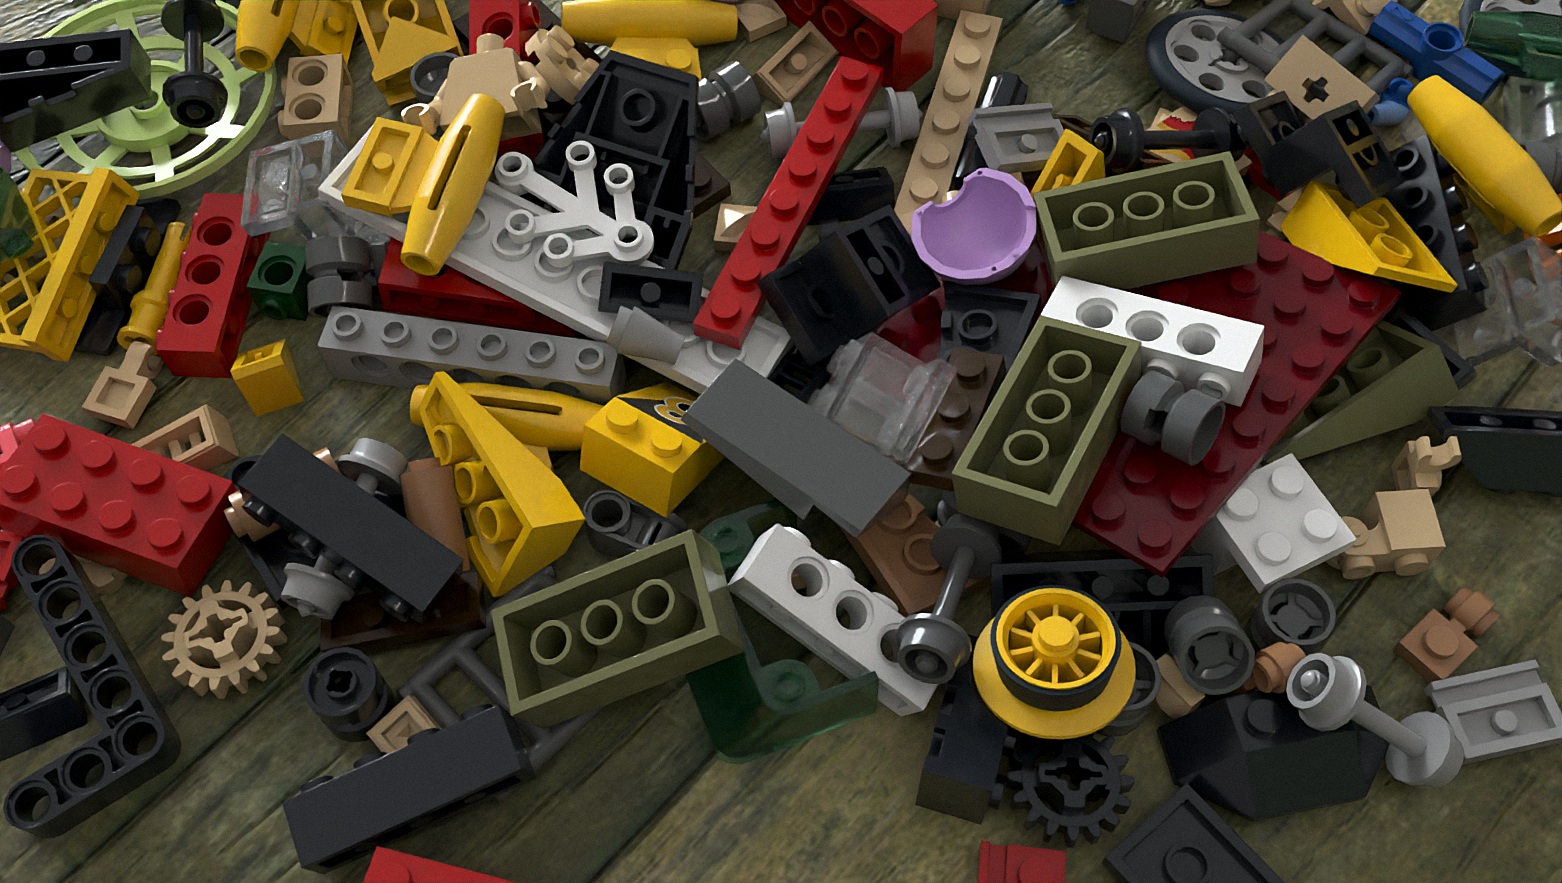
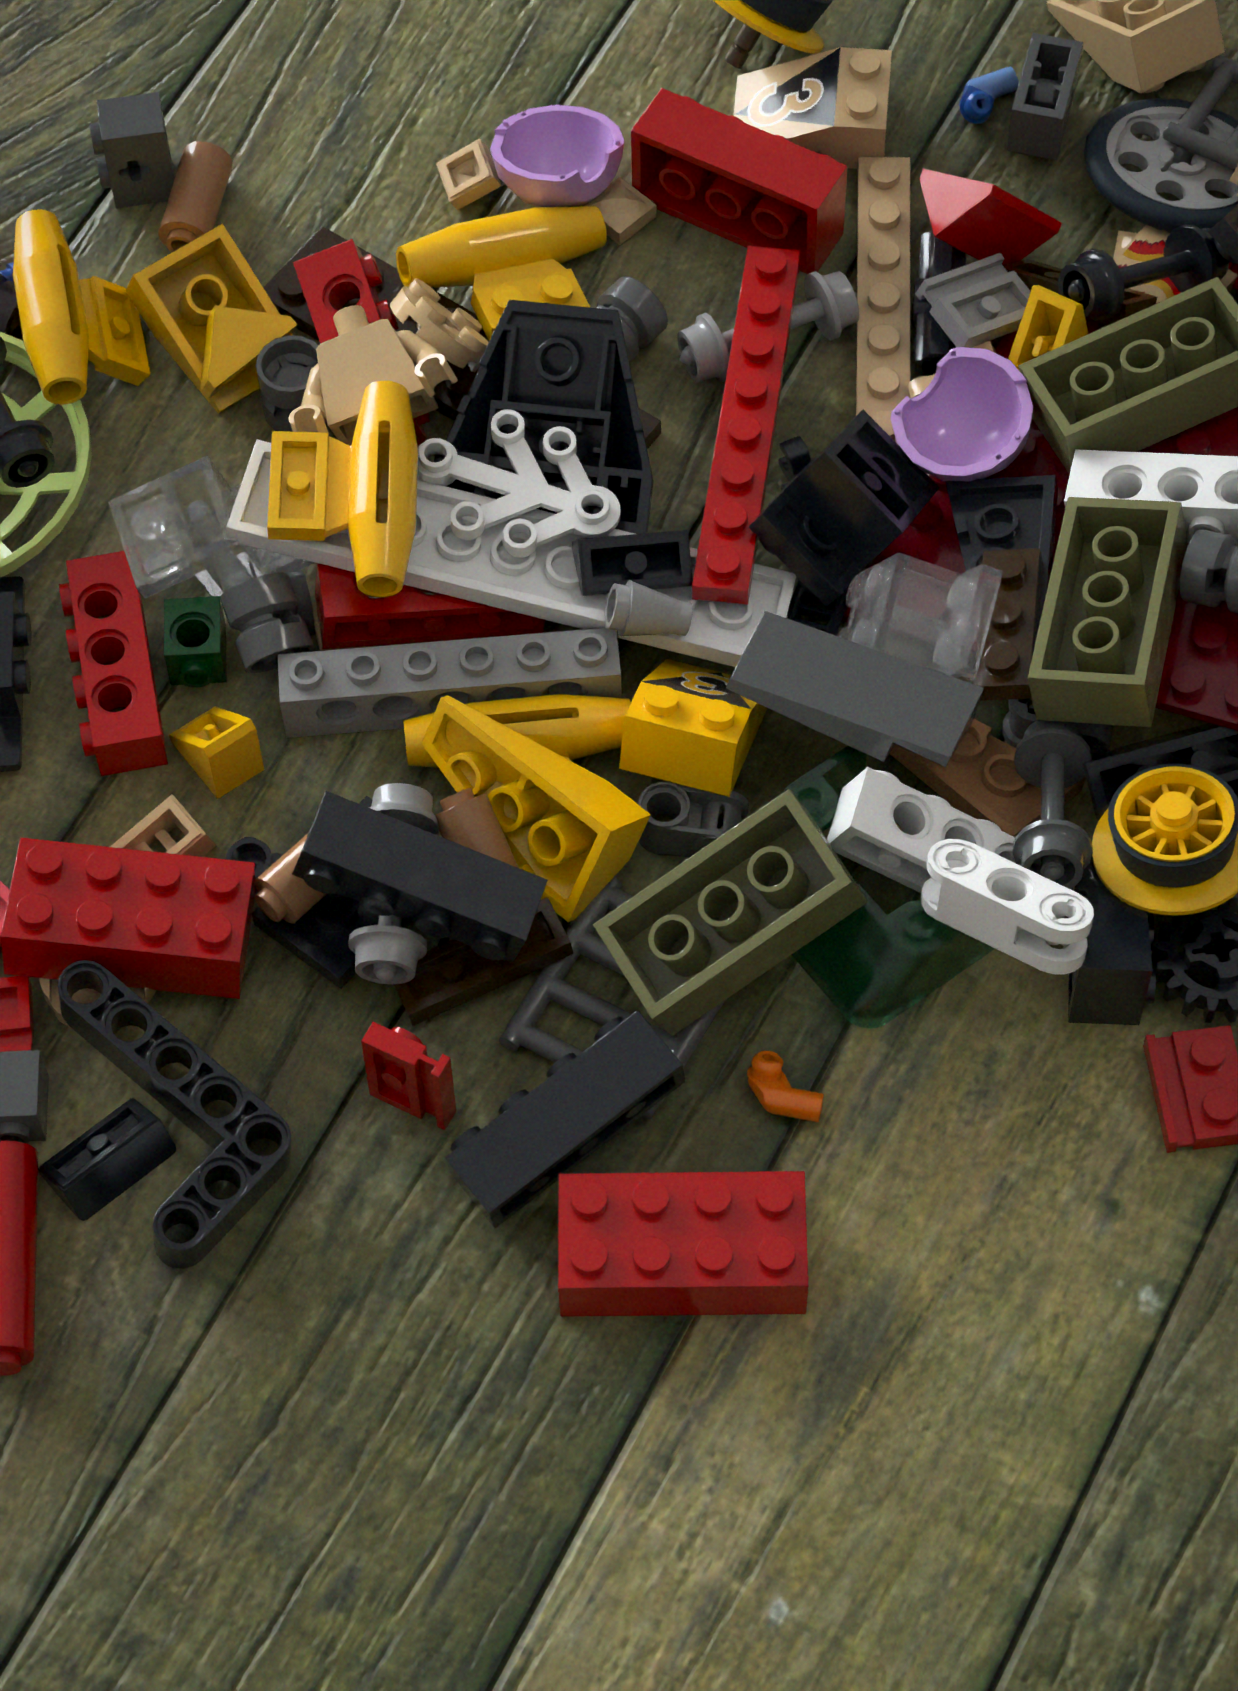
camera: 15 degrees left, 0 degrees up
(125, 392) = (61, 805): tan plate -> none
(151, 304) = (51, 701): yellow pin -> none
(246, 643) = (295, 1038): tan gear -> none
(288, 705) = (405, 1075): none -> red plate
(316, 97) = (137, 418): tan brick -> none
(347, 693) = (470, 1037): black wheel -> none
(400, 724) = (523, 1068): tan tile -> none
(621, 806) = (776, 1092): none -> orange arm
(731, 225) = (686, 469): tan tile -> none
(794, 65) = (684, 261): tan slope -> none
(854, 195) = (812, 403): black slope -> none
(869, 693) = (1007, 906): none -> white piece
(1045, 71) = (983, 217): none -> red slope

